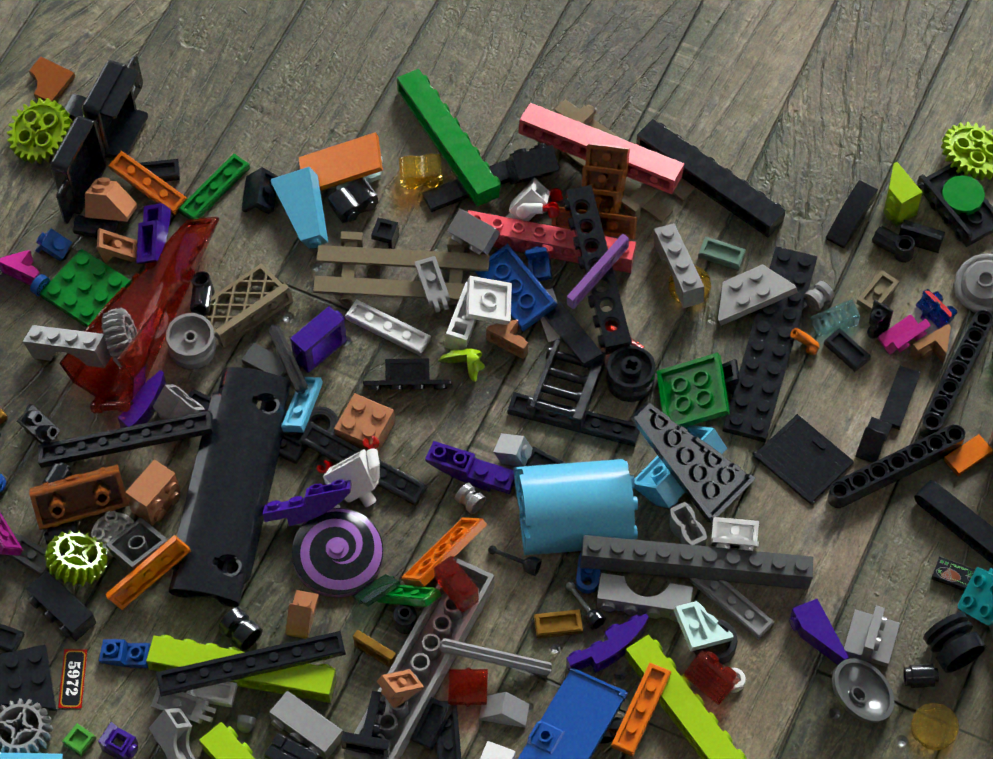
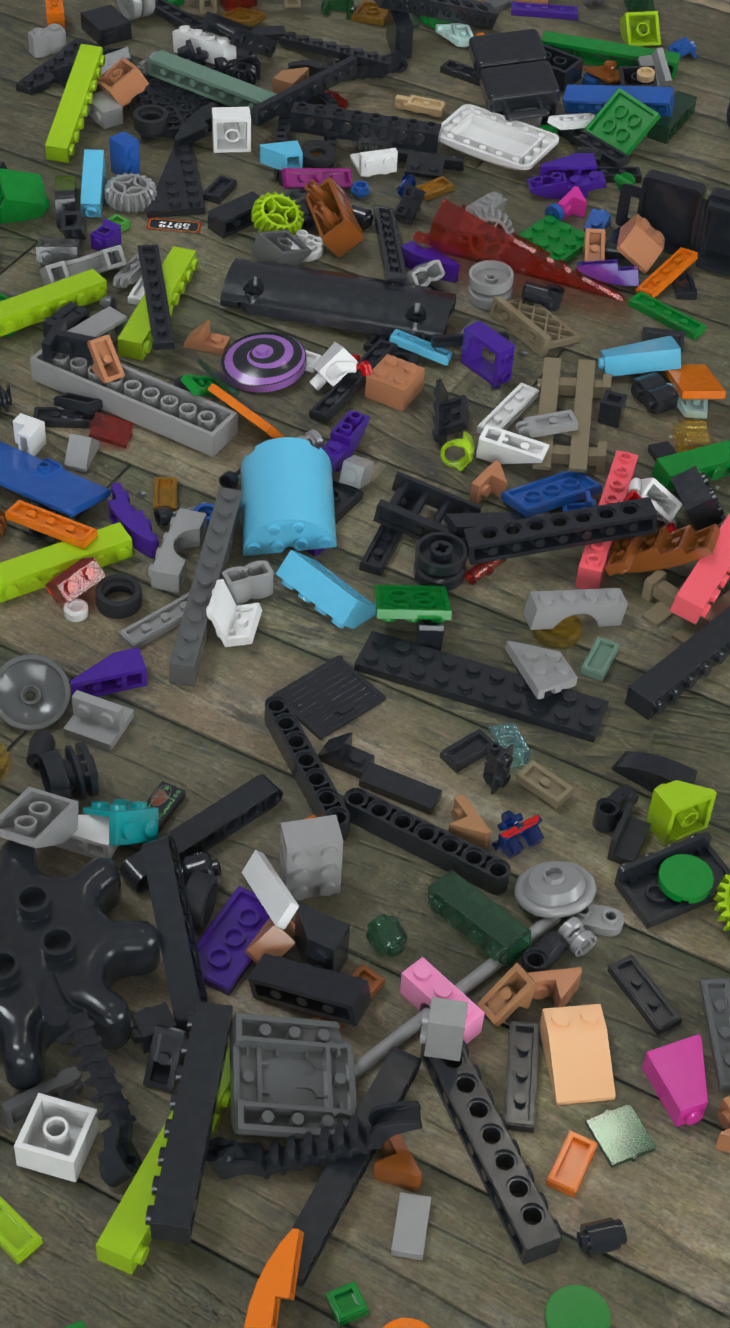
camera: 90 degrees right, 15 degrees down
(124, 654) = (192, 241): blue slope -> none
(148, 572) = (254, 246): orange tile -> none
(153, 493) = (333, 251): nougat brick -> none
(240, 628) = (195, 300): black wheel -> none
(316, 502) = (310, 335): dark purple slope -> none
(374, 648) = (166, 370): pearl gold tile -> none
(456, 584) = (201, 401): clear red brick -> none
(473, 231) = (606, 447): light grey brick -> none
(488, 300) = (523, 453): white plate -> none
(495, 657) = (130, 436): light grey axle -> none
(598, 271) = (547, 512): medium lavender tile -> none
(697, 467) = (309, 587): wing -> none
(700, 627) = (129, 571): light aqua wing -> none
(804, 338) = (479, 713): orange arm -> none
(821, 293) = (539, 728): light grey wheel -> none
(901, 333) = (482, 794): dark pink bracket -> none

